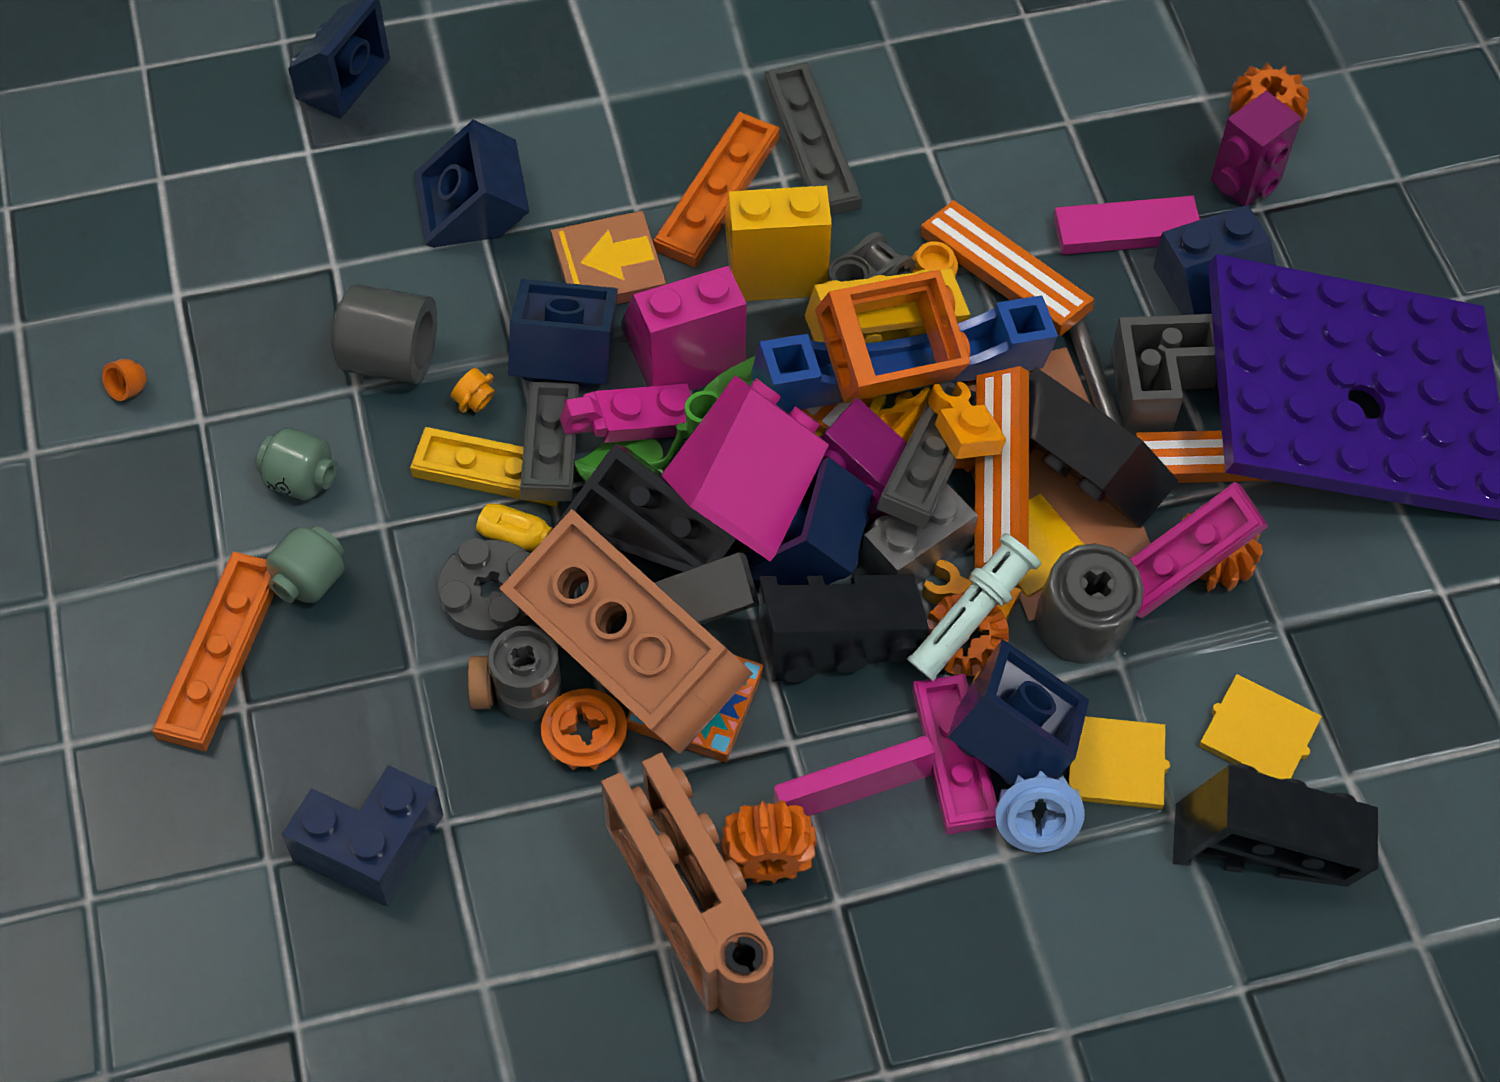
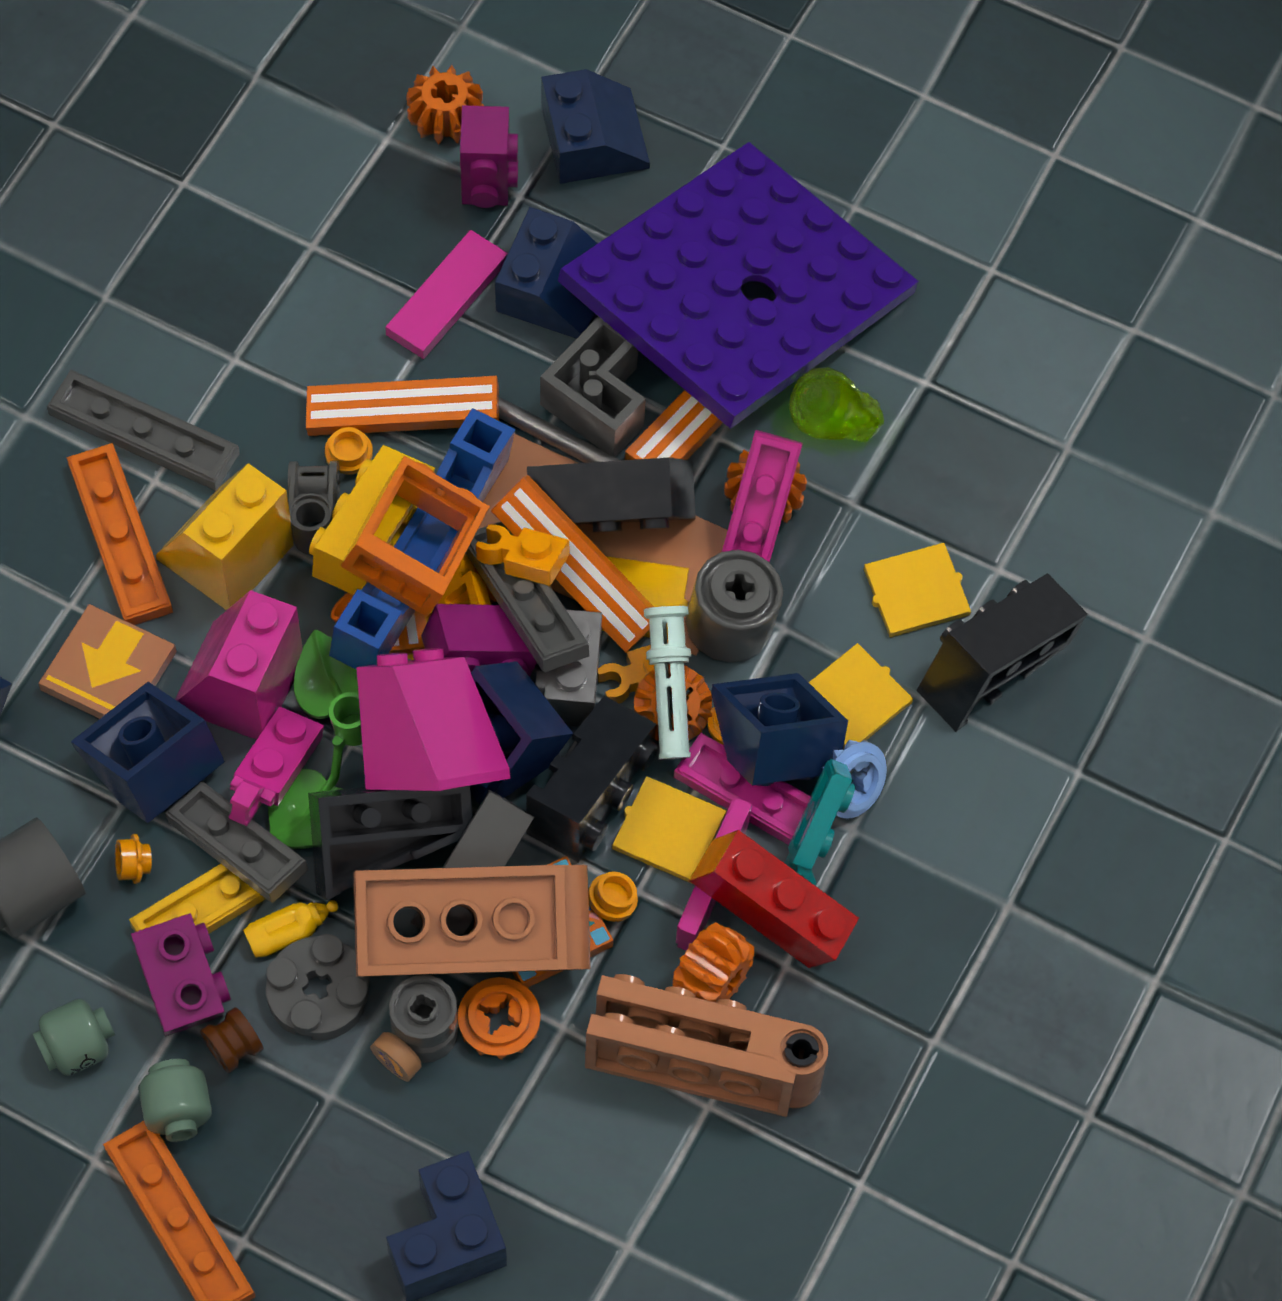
camera: 50 degrees left, 5 degrees up
(389, 564) = (231, 1040): none -> reddish brown wheel
(405, 486) = (179, 973): none -> magenta brick
(762, 725) = (613, 896): none -> light orange plate
(861, 715) = (668, 829): none -> yellow piece
(868, 835) = (774, 899): none -> red brick
(956, 820) = (814, 831): none -> teal hinge
(1336, 537) = (833, 407): none -> clear neon green hair
(1367, 199) = (591, 126): none -> dark blue slope

